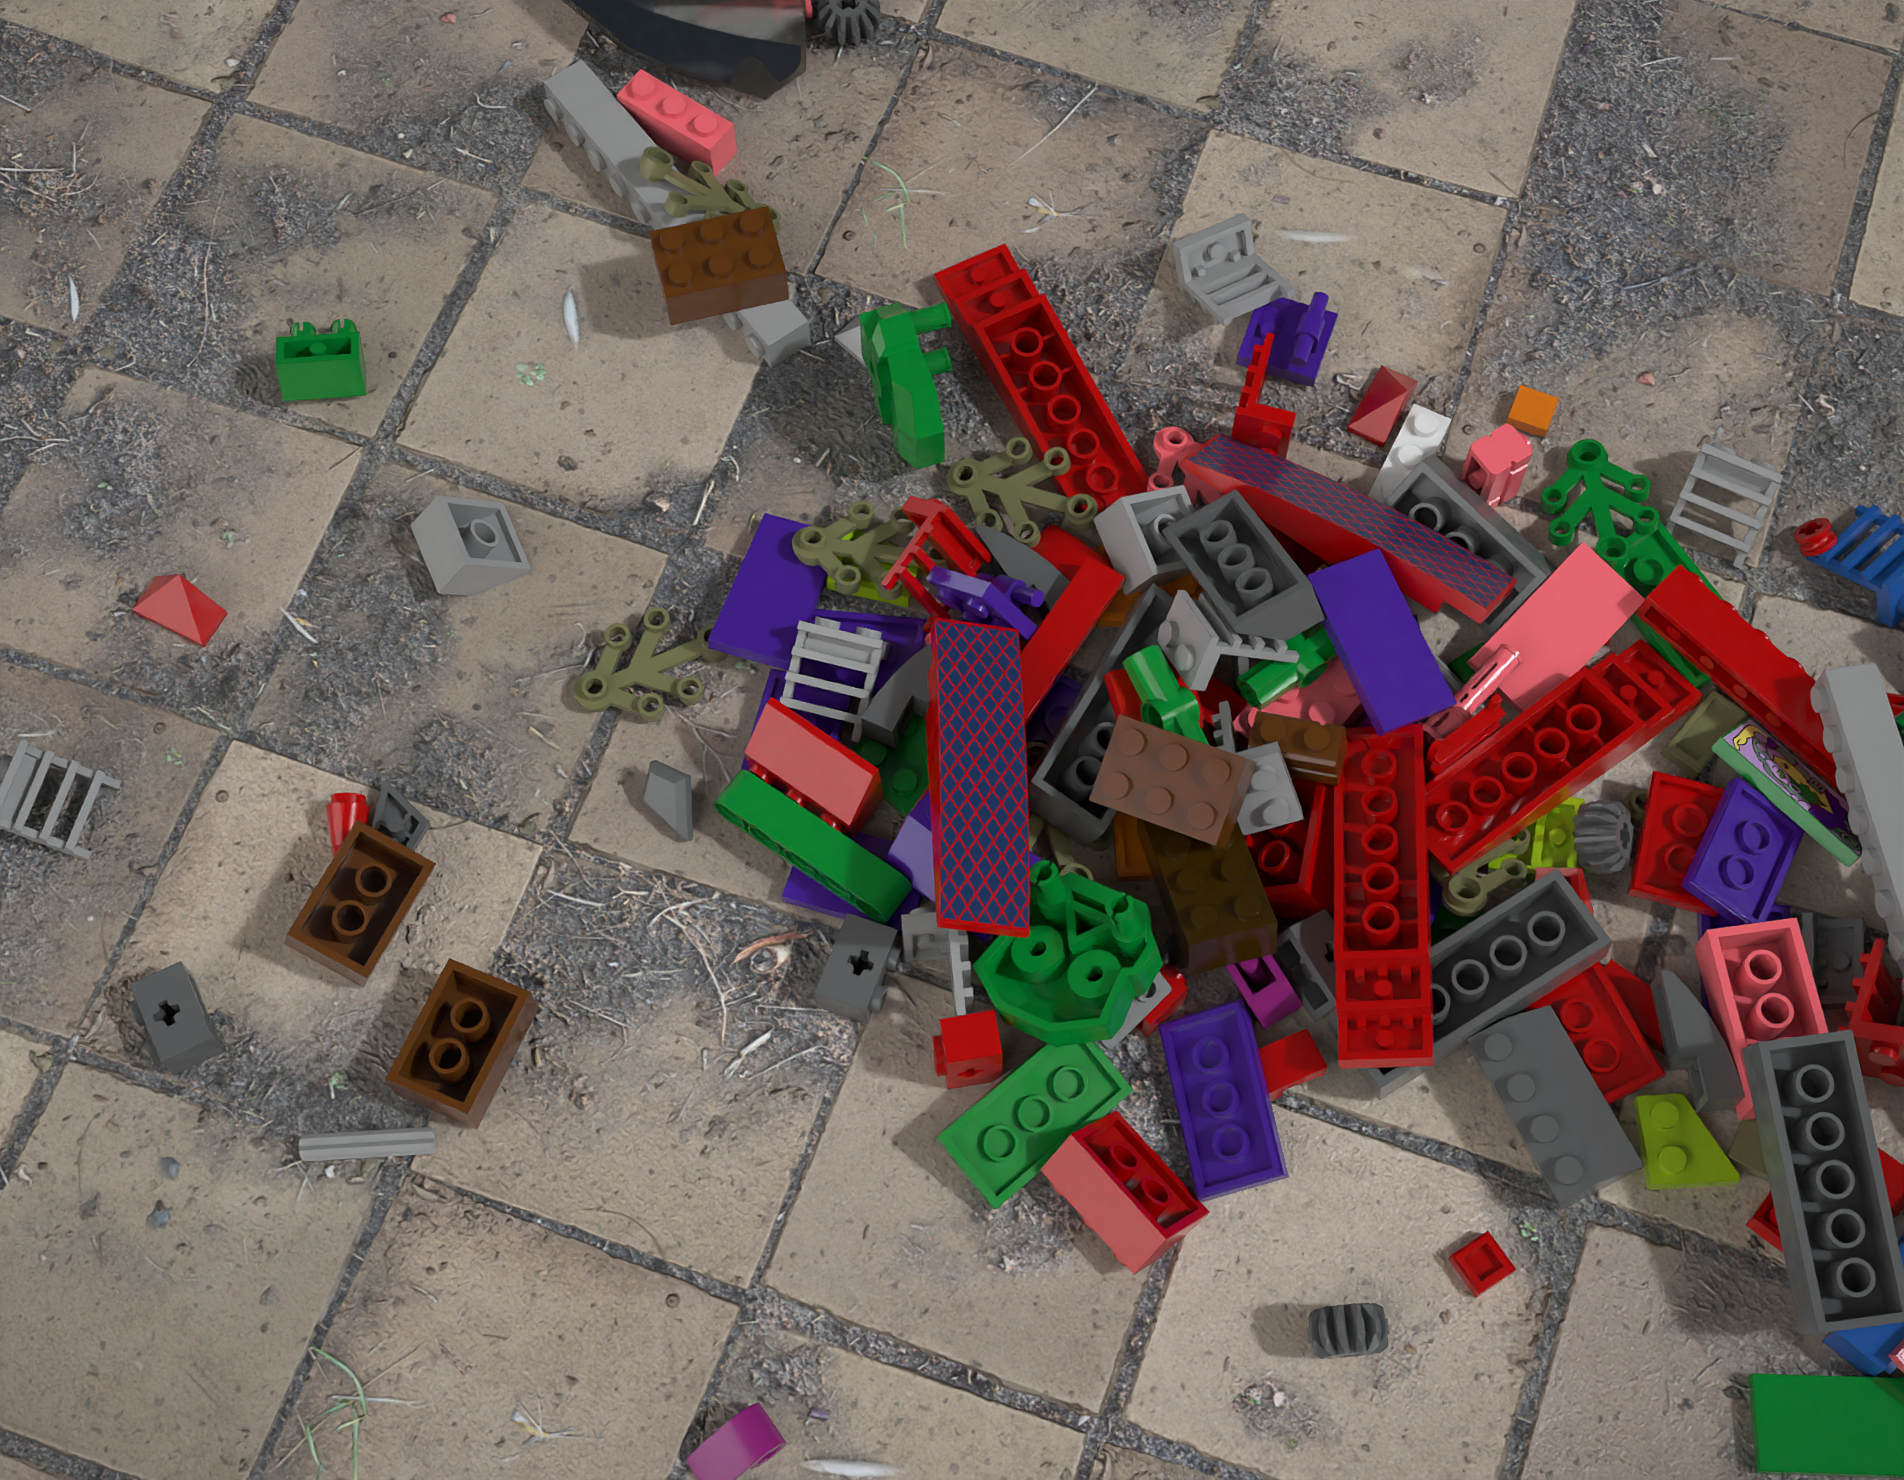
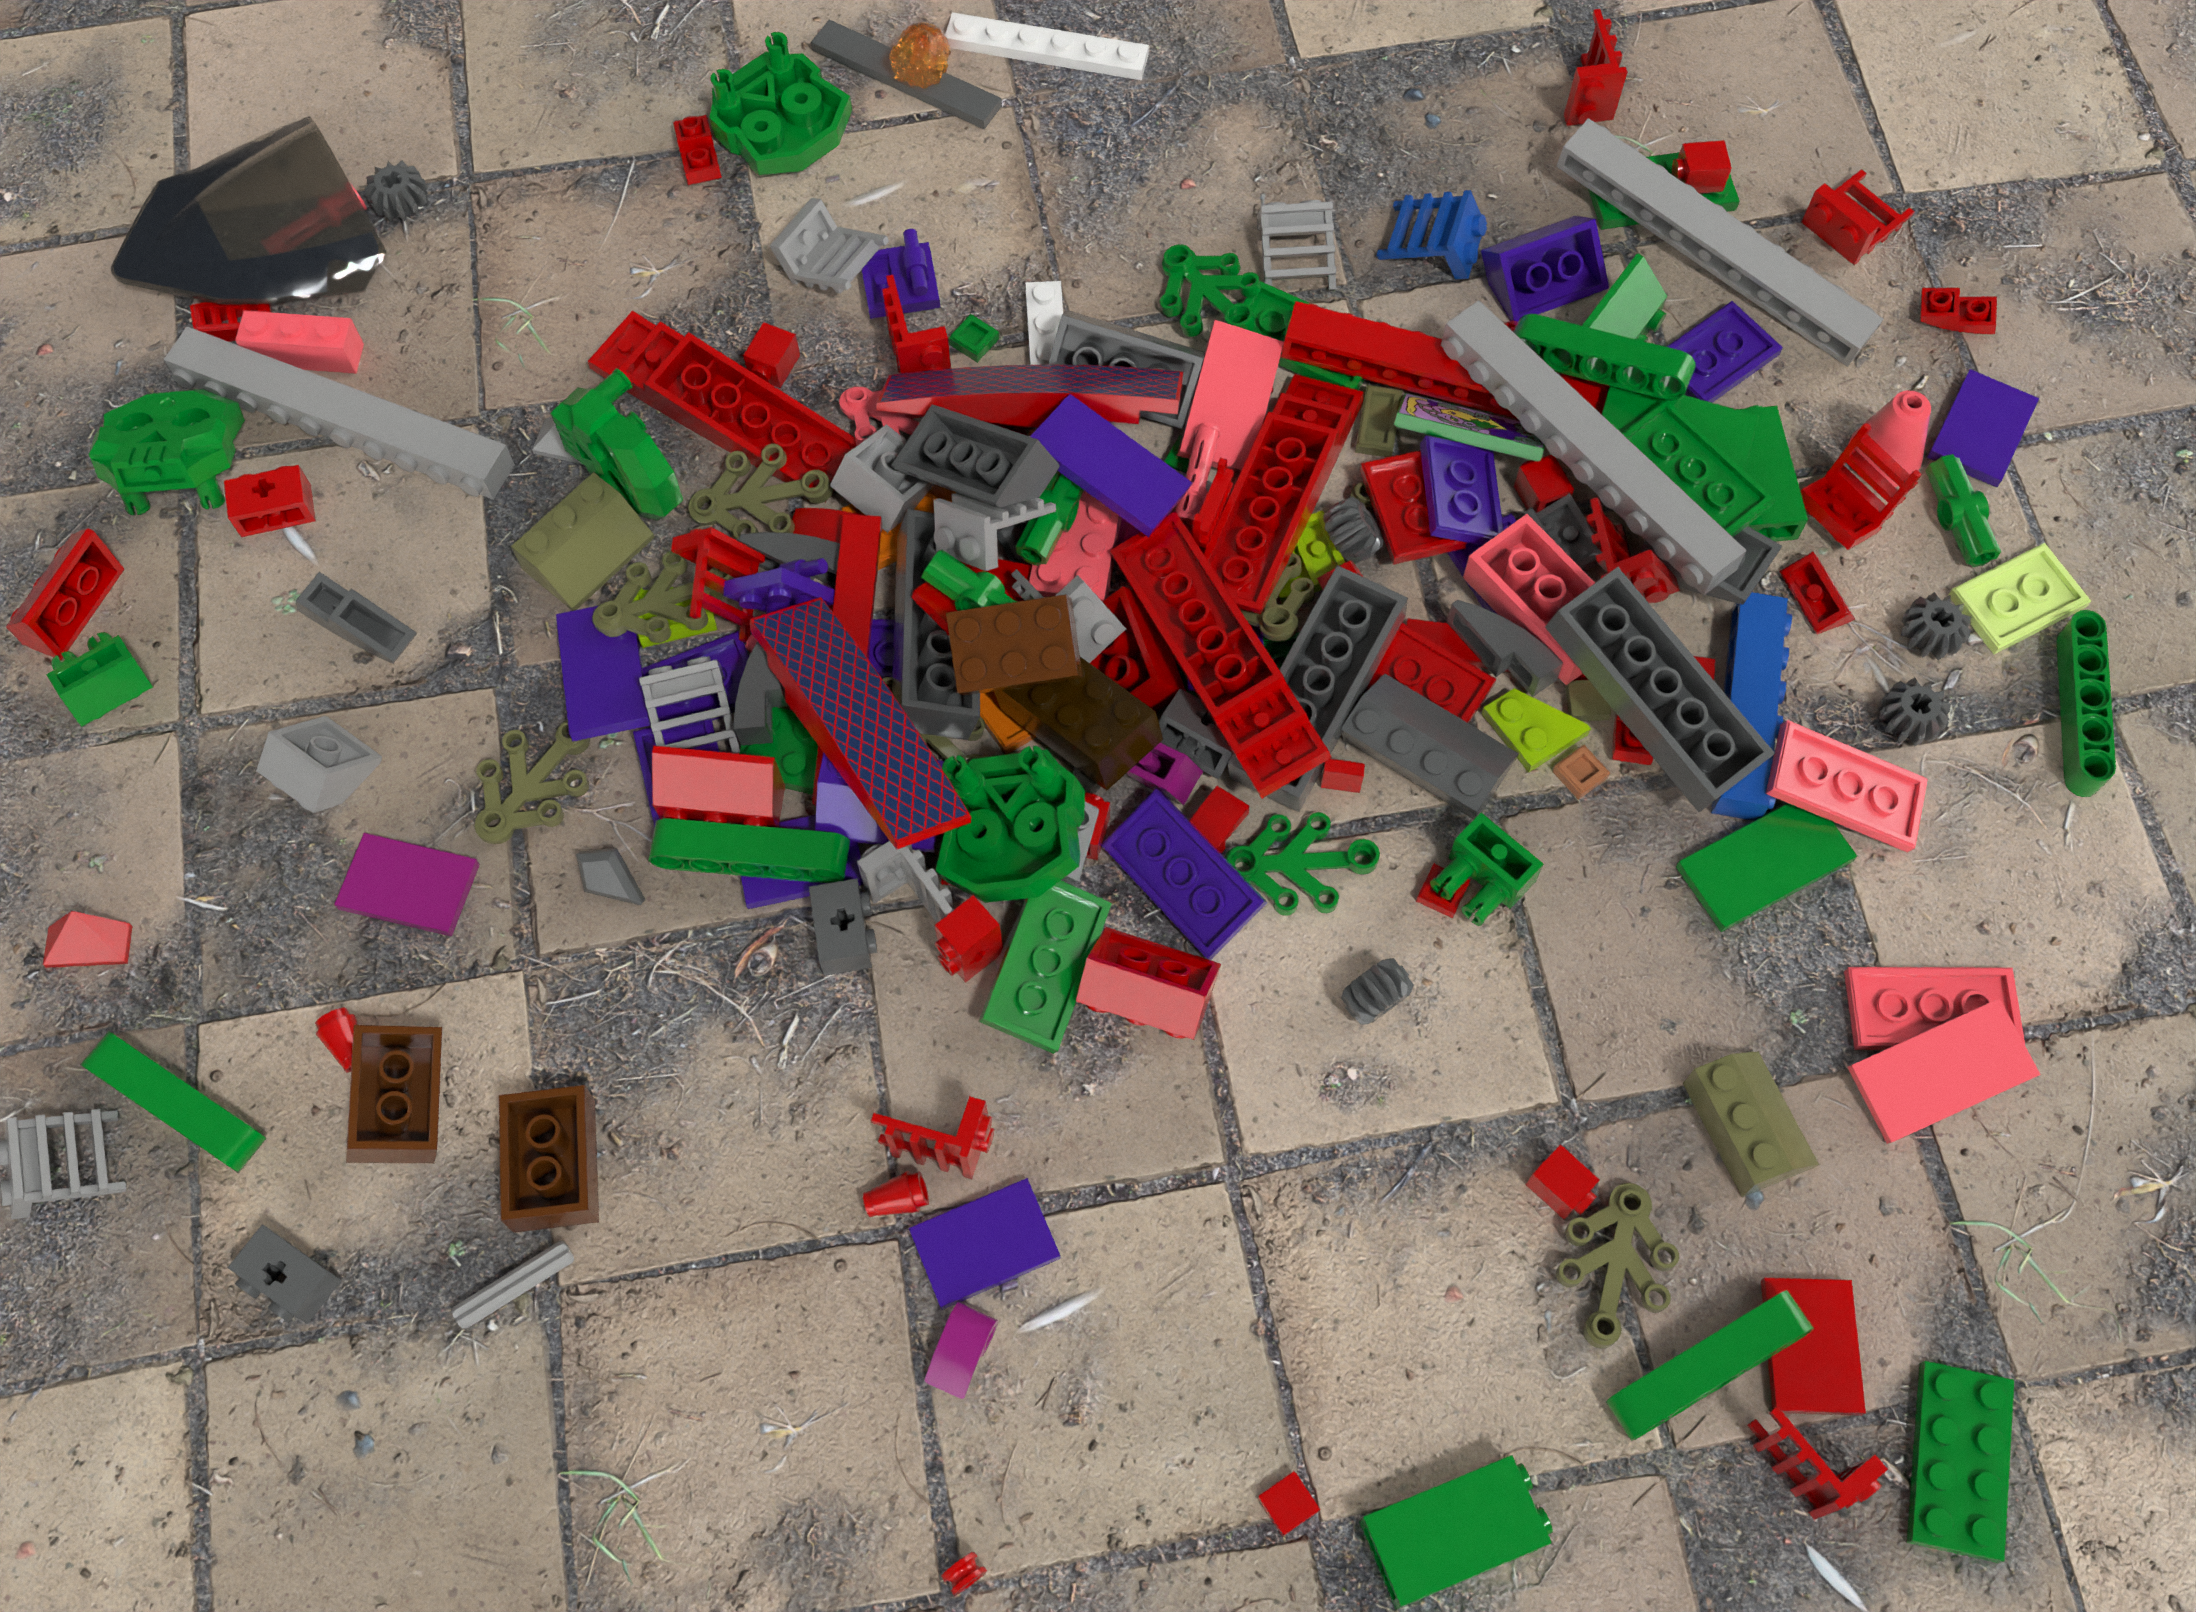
camera: 30 degrees left, 0 degrees up
(171, 802) = (173, 1101): none -> green beam
(337, 268) = (66, 595): none -> red slope
(399, 818) = (384, 1009): dark grey piece -> none
(485, 706) = (407, 884): none -> magenta tile
(502, 168) = (167, 445): none -> green brick
(565, 266) = (269, 500): none -> red brick
(578, 422) = (354, 618): none -> dark grey slope
(609, 53) = (209, 316): none -> red slope
(706, 190) = (359, 385): olive plant -> none
(719, 265) = (405, 433): reddish brown brick -> none
(762, 1264) = (897, 1196): none -> red cone
(818, 1359) = (984, 1243): none -> dark purple tile
(829, 454) = (582, 542): none -> olive slope
(860, 1249) = (960, 1150): none -> red plate
(1115, 355) = (772, 354): none -> red brick
(1161, 106) = (697, 149): none -> red slope
(1257, 87) = (778, 110): none -> green brick
(1308, 748) = (1101, 568): reddish brown brick -> none
(1329, 435) = (974, 338): none -> green tile
(1343, 1149) = (1294, 862): none -> green plant
(1382, 406) = (1002, 296): red slope -> none
(1417, 126) = (873, 60): none -> dark grey tile
(1440, 113) = (920, 55): none -> clear orange hair
(1445, 1087) = (1343, 775): none -> red tile
(1497, 464) = (1117, 293): coral brick -> none
(1532, 411) = (1117, 246): orange tile -> none
(1550, 1264) = (1494, 862): none -> green brick
(1581, 162) = (1047, 46): none -> white plate
(1703, 1220) = (1581, 772): none -> nougat tile
(1815, 537) = (1377, 238): red bush -> none
(1840, 891) = (1541, 483): none -> red brick

